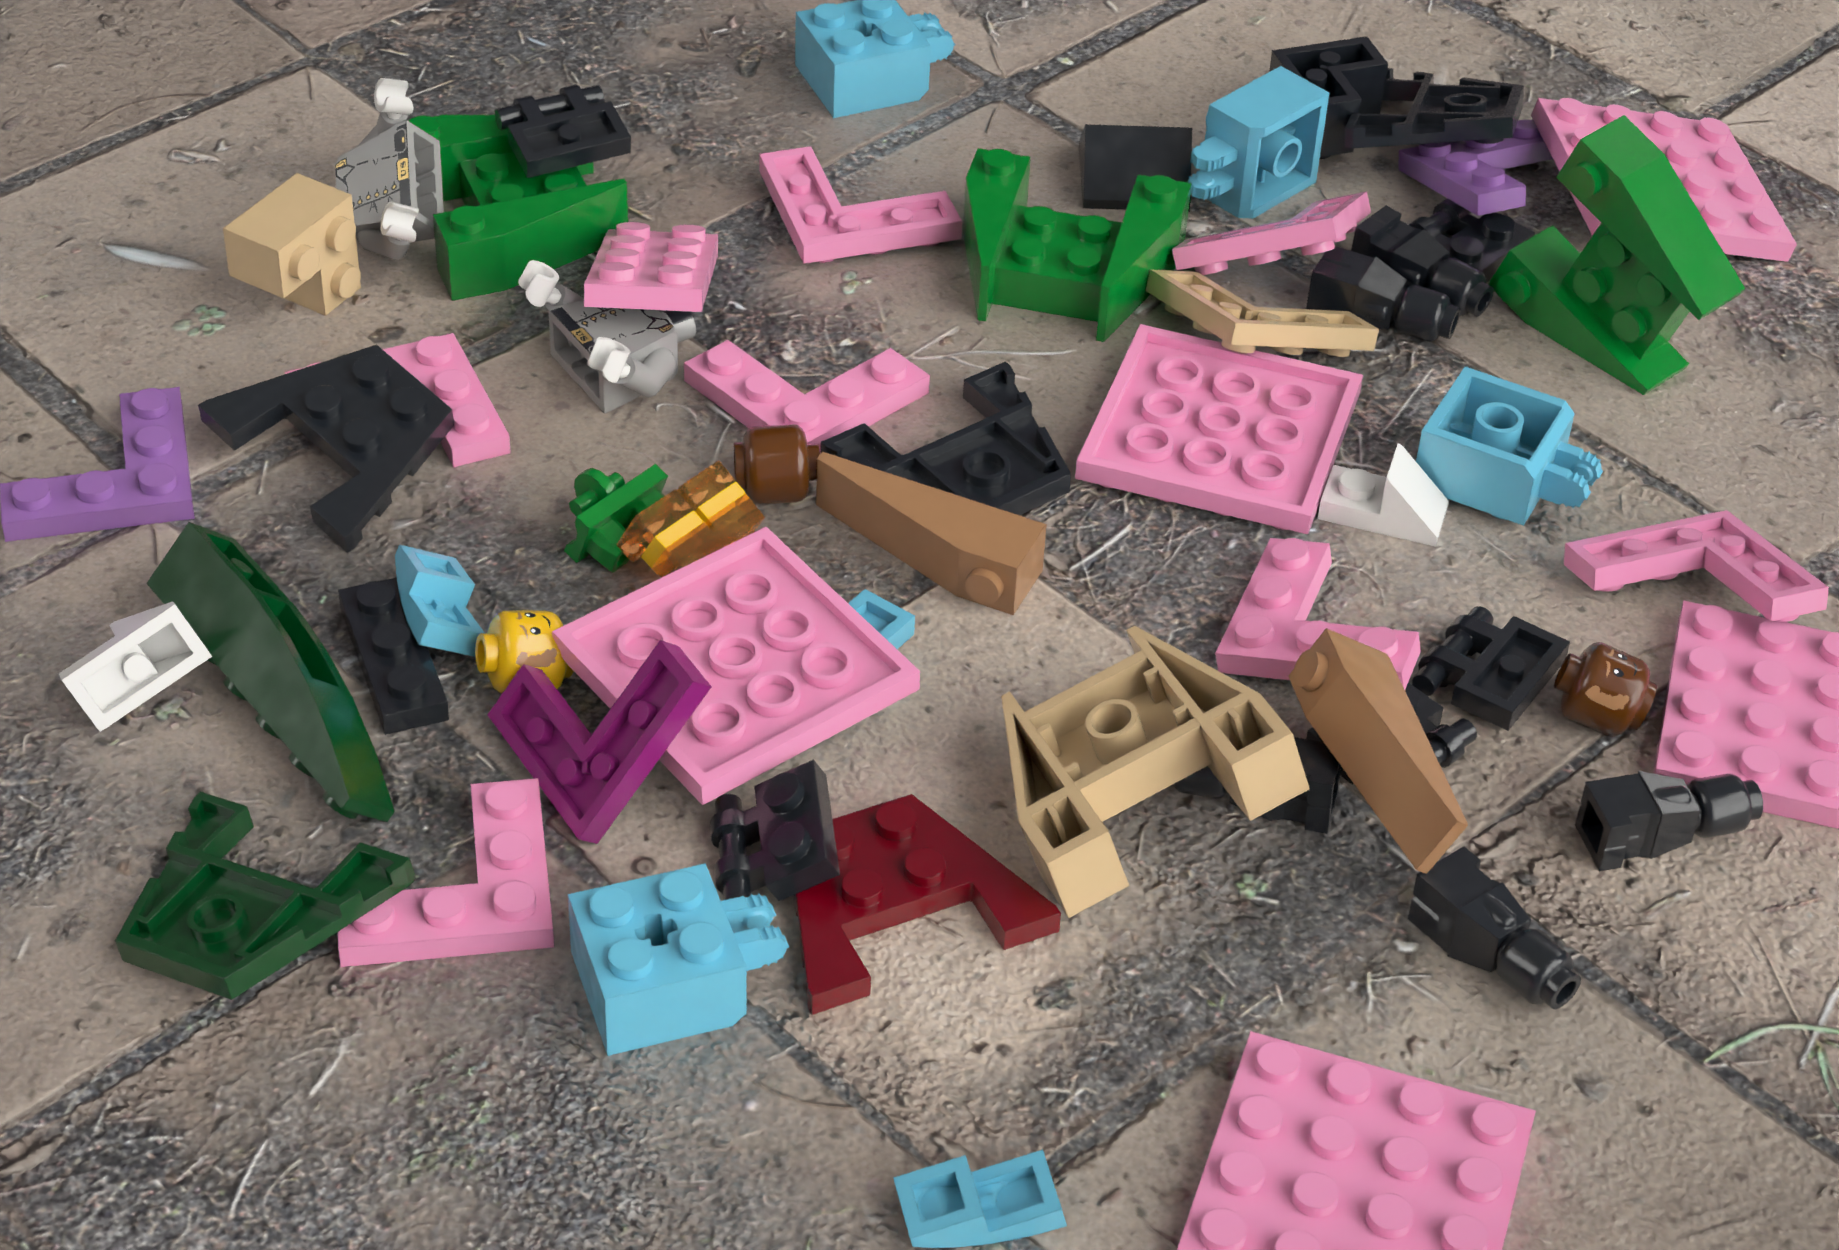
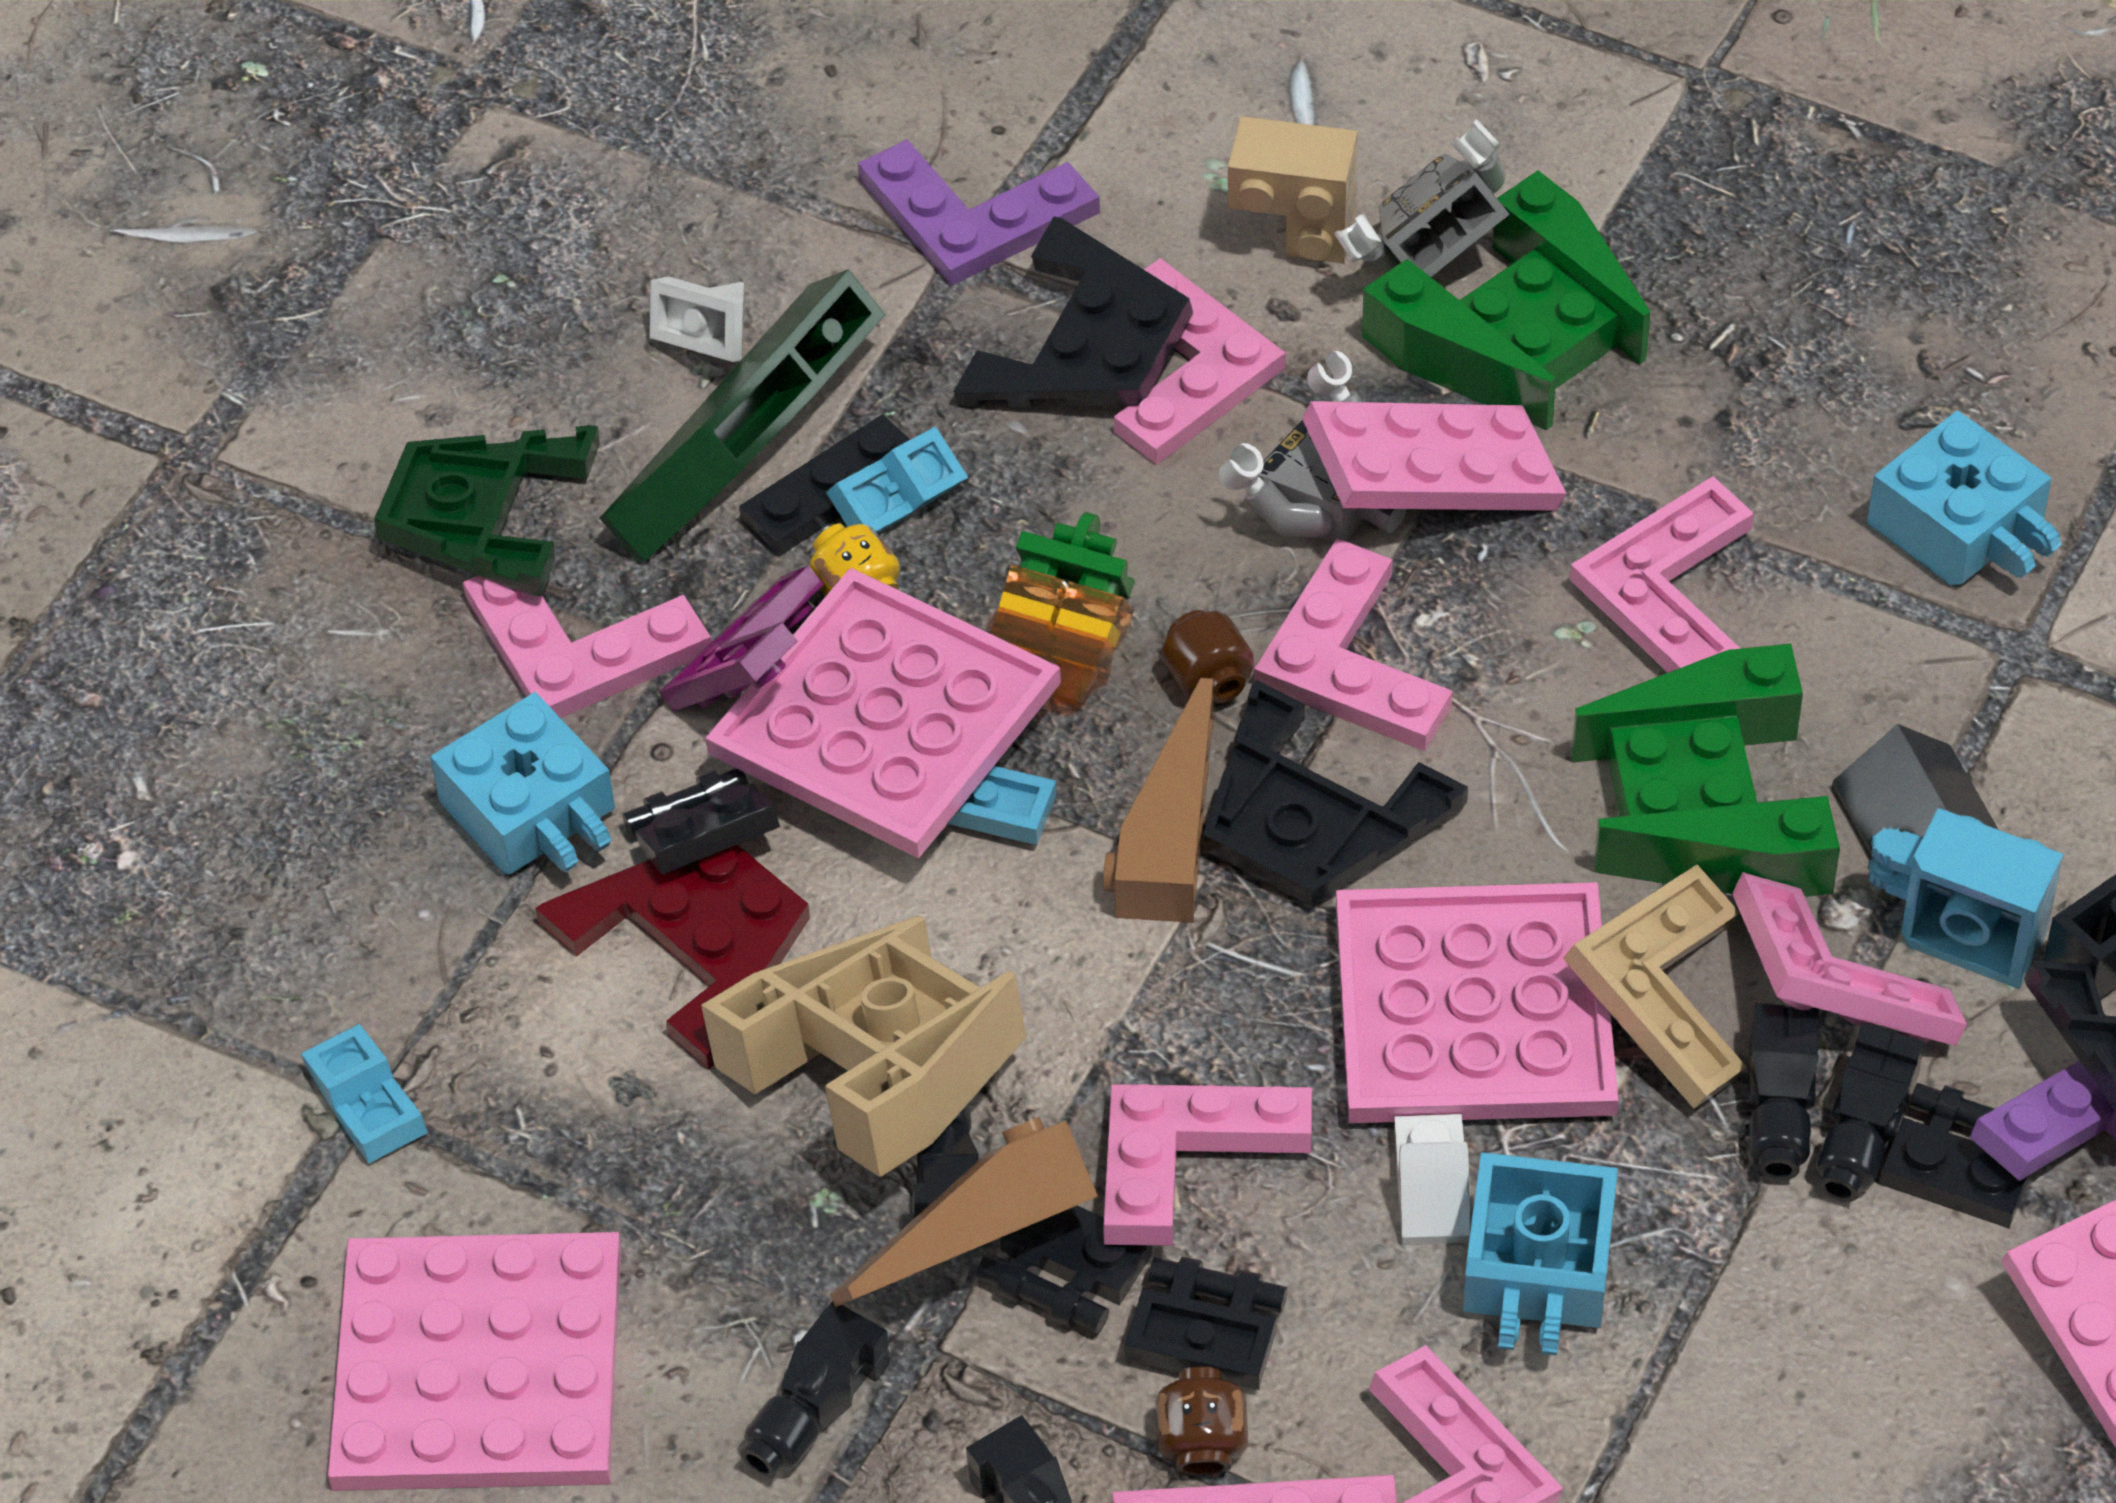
camera: 75 degrees right, 10 degrees up
(563, 130) = (1583, 311): black plate -> none
(1636, 273) = (1869, 1266): green wedge -> none

